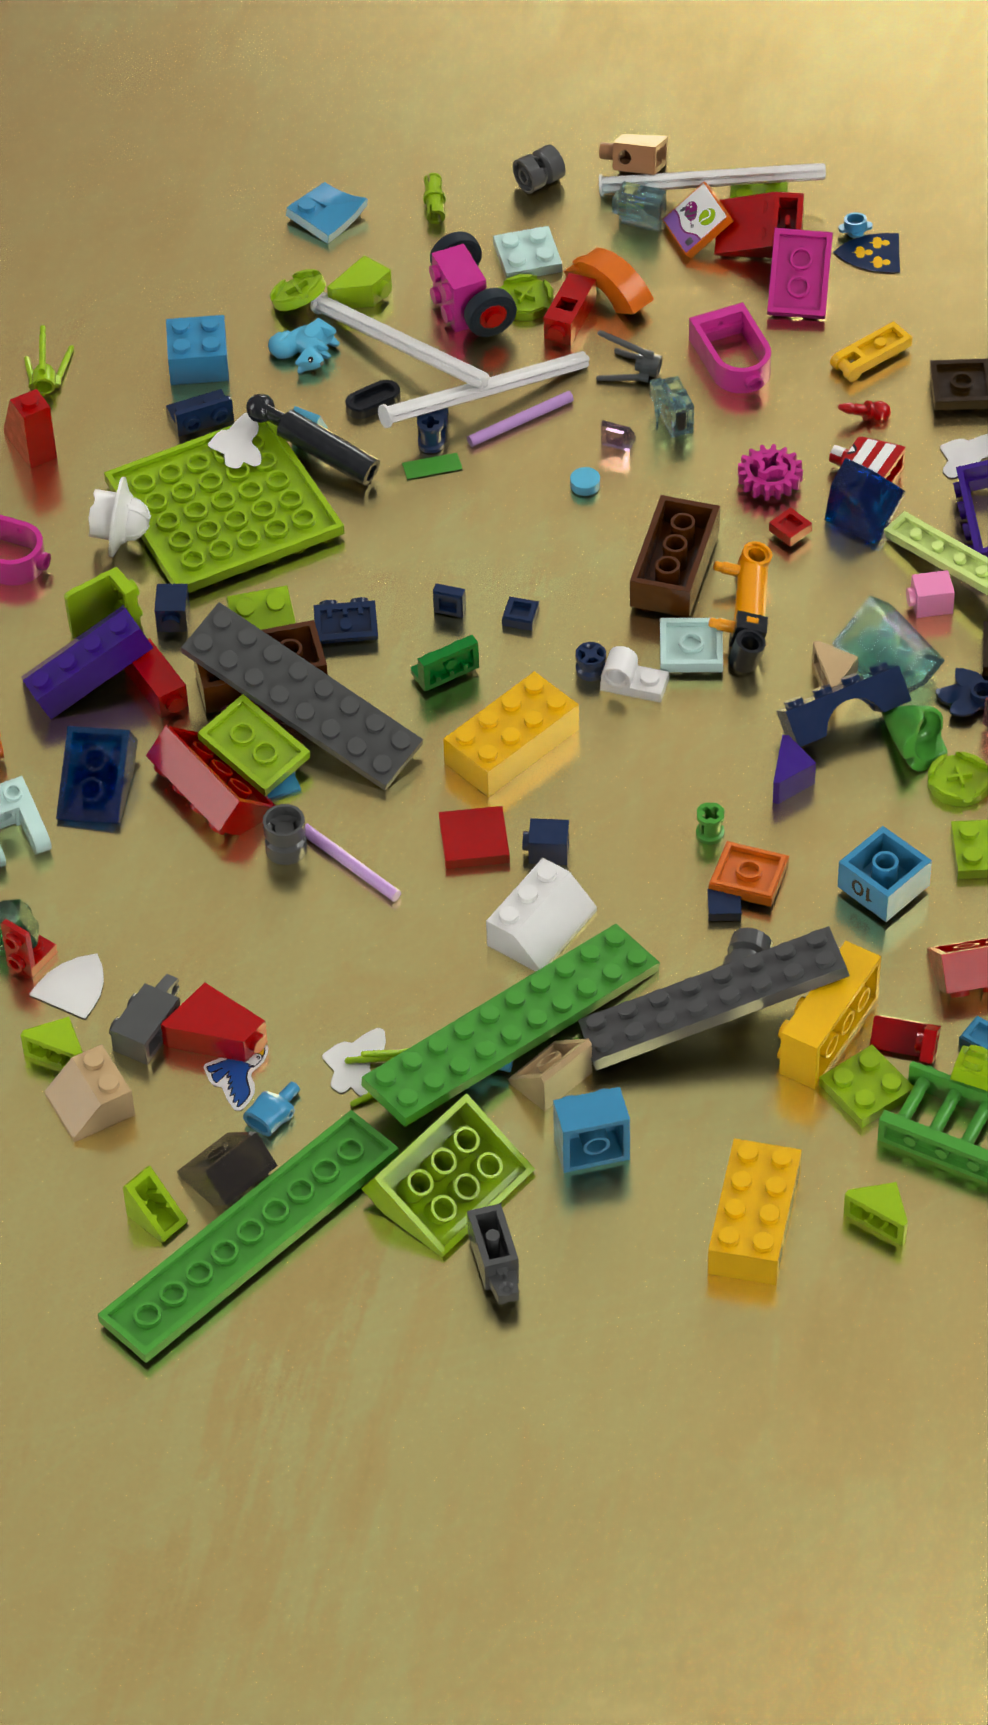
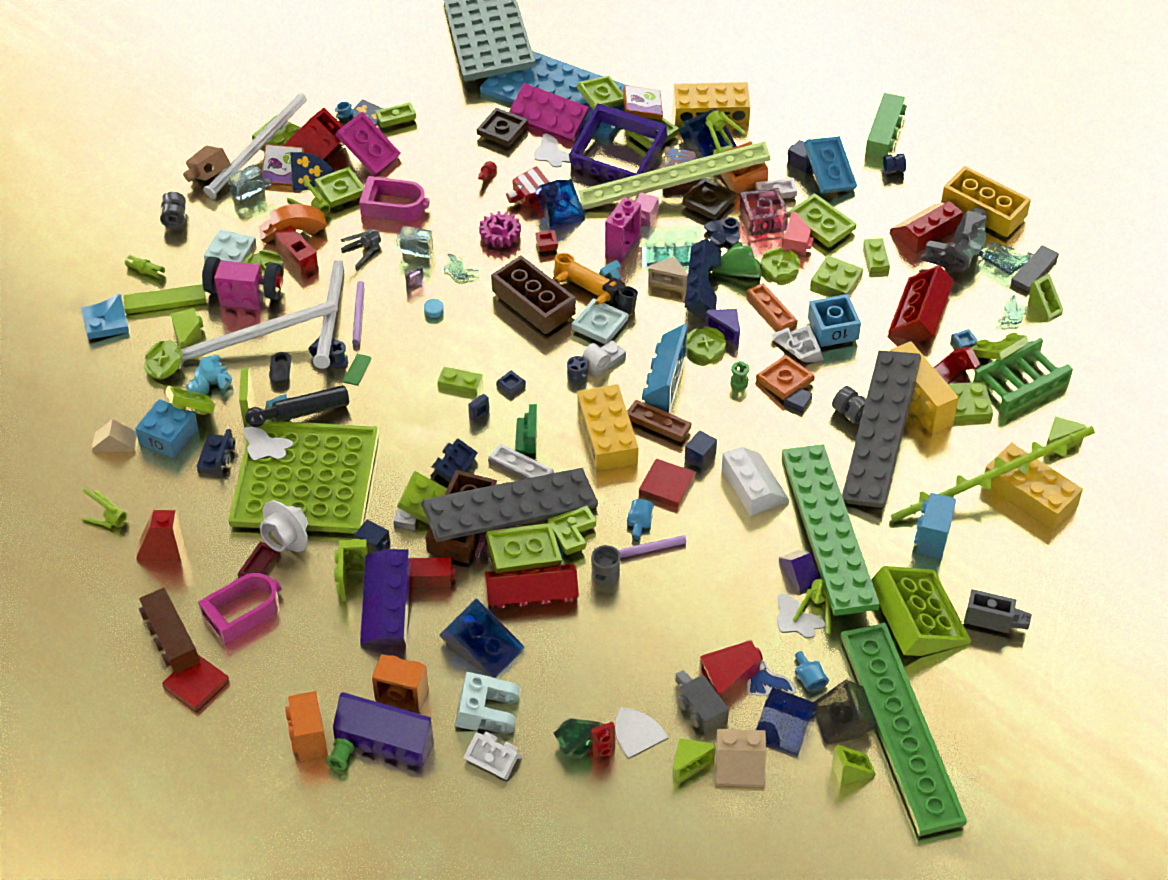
camera: 60 degrees left, 0 degrees up
(67, 534) = (260, 560): none -> dark red tile
(152, 318) = (114, 438): none -> tan slope
(174, 1114) = (786, 720): none -> clear blue slope
(244, 341) = (183, 398): none -> lime plate
(291, 383) = (246, 394): none -> lime tile
(324, 771) = (568, 529): none -> lime plate
(394, 240) = (164, 299): none -> lime tile
(394, 684) = (517, 463): none -> white tile
(395, 836) = (640, 516): none -> dark azure piece
(425, 1020) = (800, 568): none -> dark purple slope
(486, 565) = (460, 380): none -> lime plate
(554, 1071) = (873, 525): tan slope -> none
(567, 779) = (659, 420): none -> dark orange plate
(652, 748) = (666, 369): none -> dark azure slope
(665, 289) = (318, 202): none -> lime plant
(673, 468) = (457, 268): none -> clear light blue piece
(710, 248) = (307, 167): none -> dark blue sticker
(712, 289) = (340, 186): none -> lime plate
(733, 1150) = (1000, 468): none -> lime plant
(744, 768) = (705, 344): none -> lime tile
(782, 614) = (611, 270): none -> medium azure tile
(819, 863) = (800, 343): none -> white slope
(840, 603) = (621, 228): none -> dark pink window
(869, 805) = (772, 307): none -> orange tile
(871, 351) = (444, 148): yellow plate -> none
(890, 275) = (396, 114): none -> lime plate

